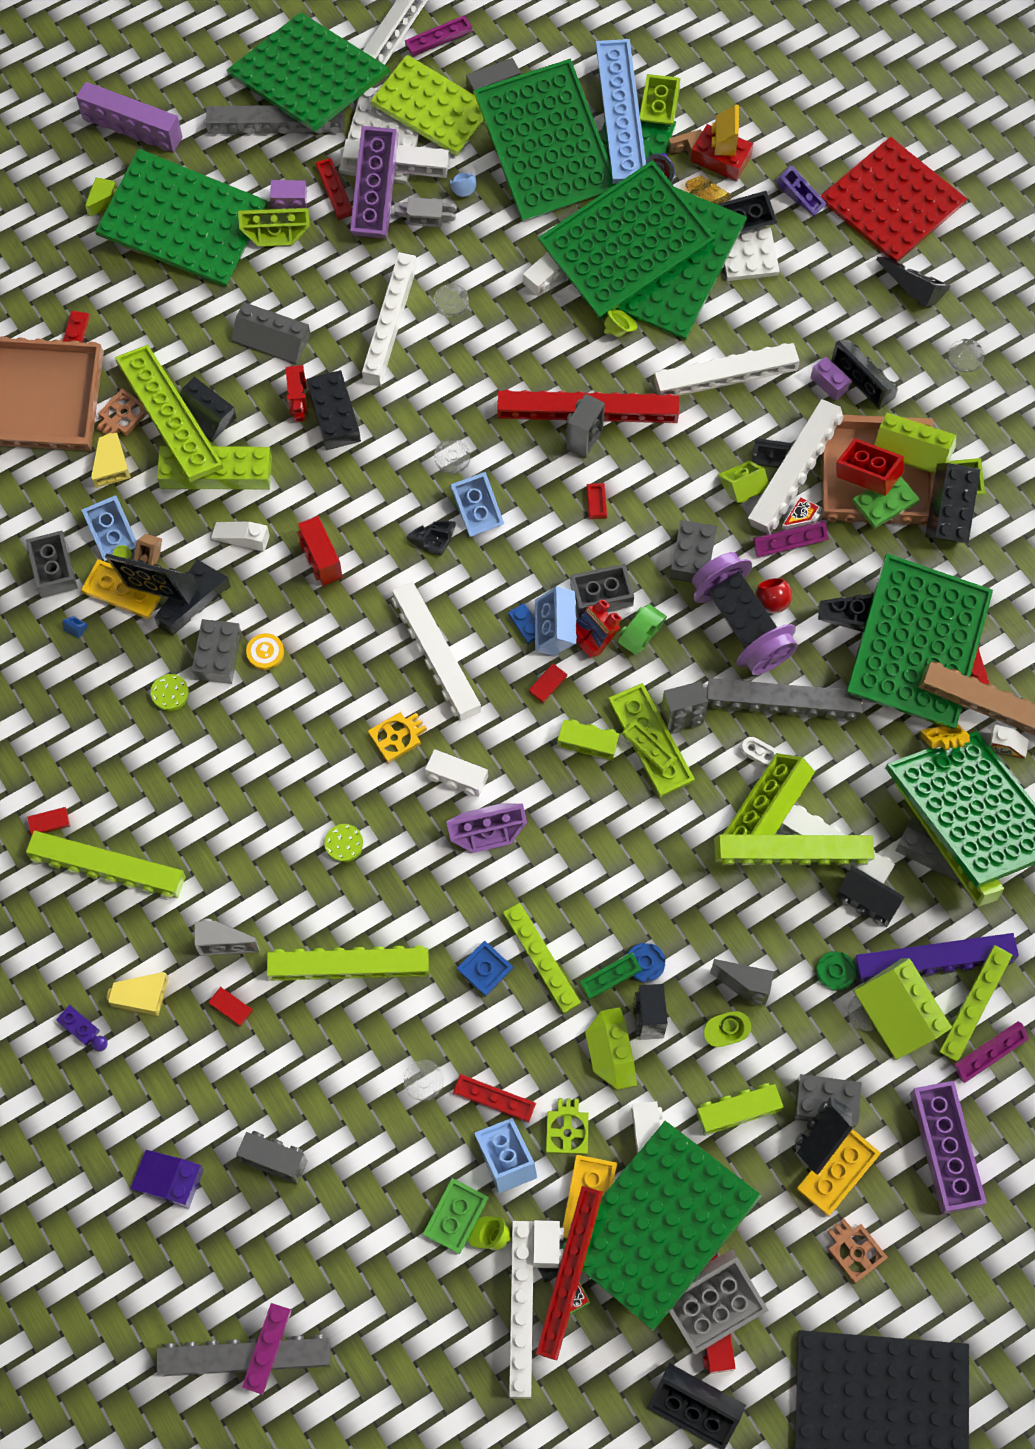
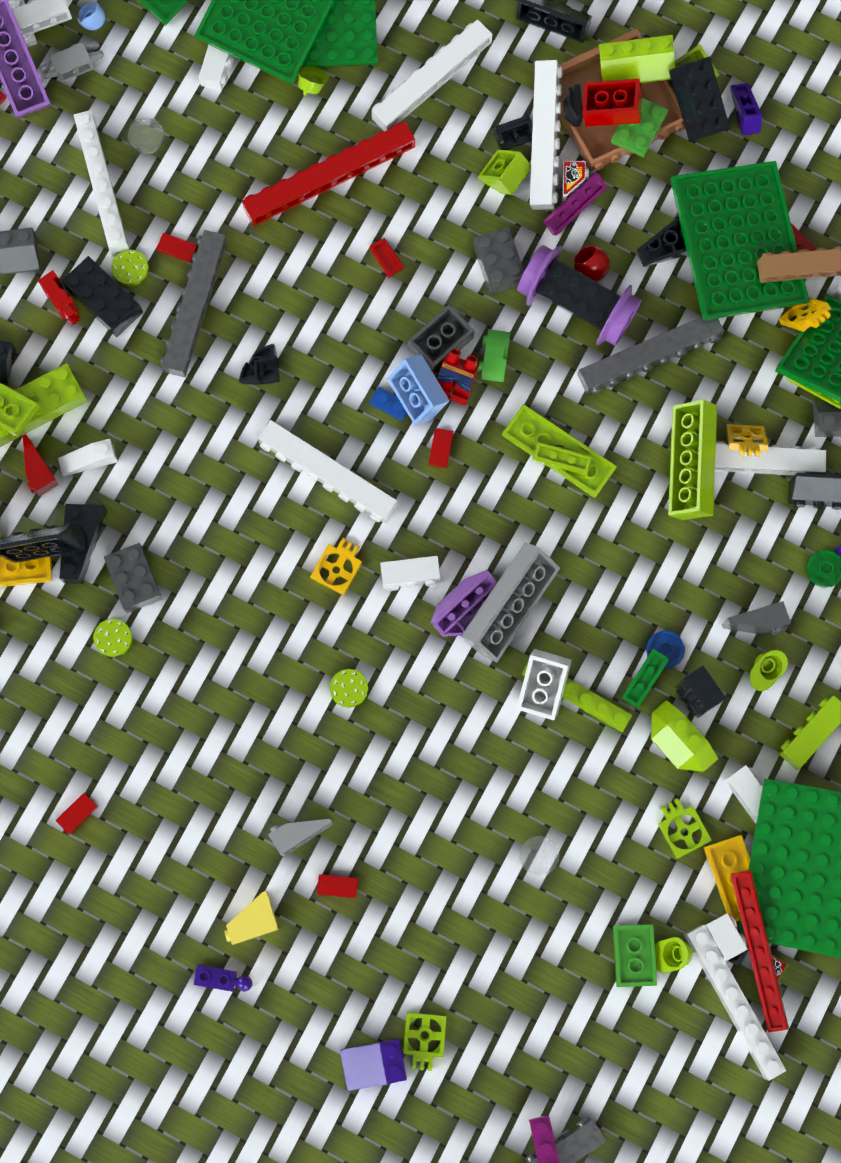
camera: 30 degrees left, 10 degrees up
(105, 864) = (152, 824): lime brick -> none
(148, 549) = (13, 518): medium nougat slope -> none
(191, 522) = (37, 472): none -> red slope
(214, 1196) = (423, 1054): none -> lime piece
(265, 651) = (175, 553): yellow tile -> none
(272, 1156) = (455, 996): dark grey brick -> none
(319, 551) = (170, 436): red brick -> none
(348, 963) = (417, 793): lime brick -> none
(372, 399) = (130, 267): none -> lime tile
(407, 454) = (194, 303): none -> flat silver brick
(421, 403) = (176, 247): none -> red tile
(452, 456) = (234, 283): clear tile -> none
(476, 504) = (283, 316): light blue slope -> none
(485, 968) = (535, 732): blue plate -> none
(494, 1098) = (607, 837): red tile -> none
(506, 1155) = (646, 880): light blue slope -> none
(514, 928) = (544, 684): none -> white brick
(528, 843) = (510, 602): none -> light grey brick
(585, 425) = (339, 193): dark grey brick -> none
(588, 739) = (506, 480): lime brick -> none
(684, 707) = (575, 408): dark grey brick -> none
(761, 750) = (656, 411): white plate -> none
(794, 849) = (739, 486): lime brick -> none
(823, 821) = (754, 433): none -> yellow piece
(830, 378) = (527, 36): medium lavender brick -> none
(835, 451) = (573, 106): none -> black slope
(994, 536) = (746, 109): none -> dark purple slope

